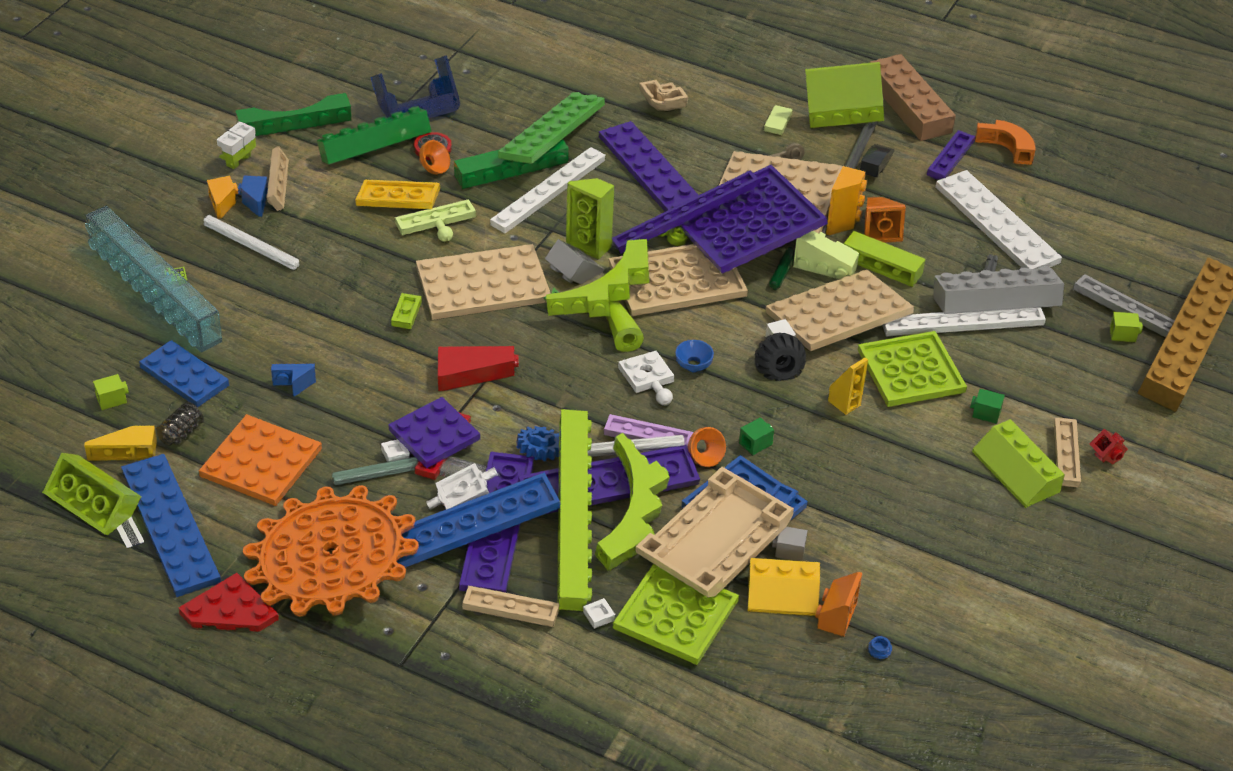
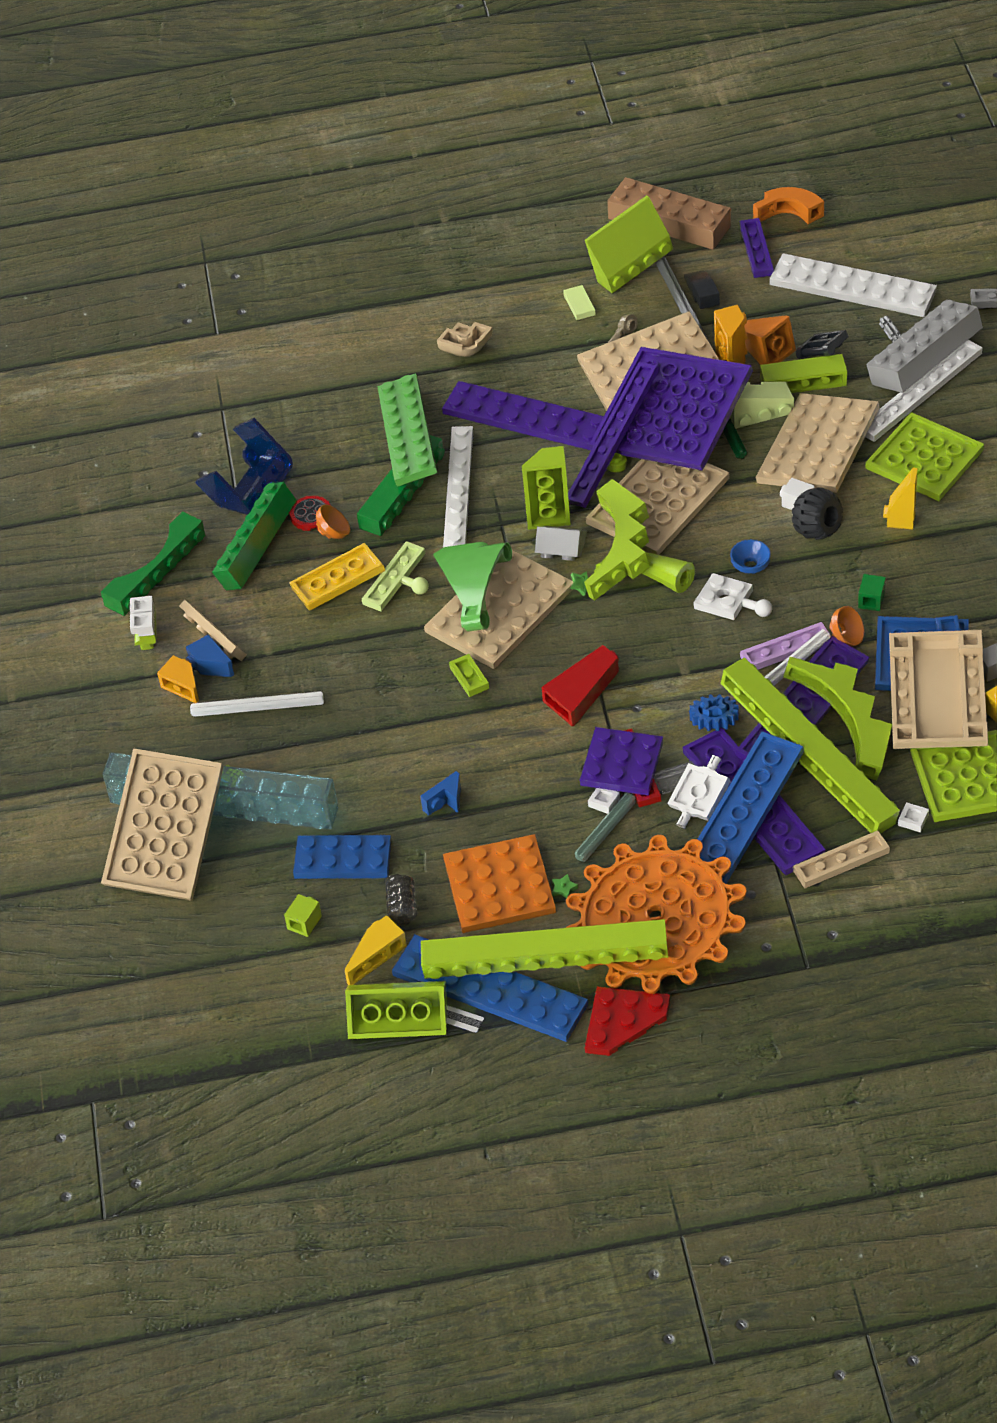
camera: 30 degrees left, 5 degrees up
(86, 272) = (162, 824): none -> tan plate
(224, 519) = (544, 949): none -> lime brick
(300, 491) = (563, 886): none -> bright green piece
(475, 238) = (469, 573): none -> bright green panel
(919, 244) = (822, 344): none -> black plate

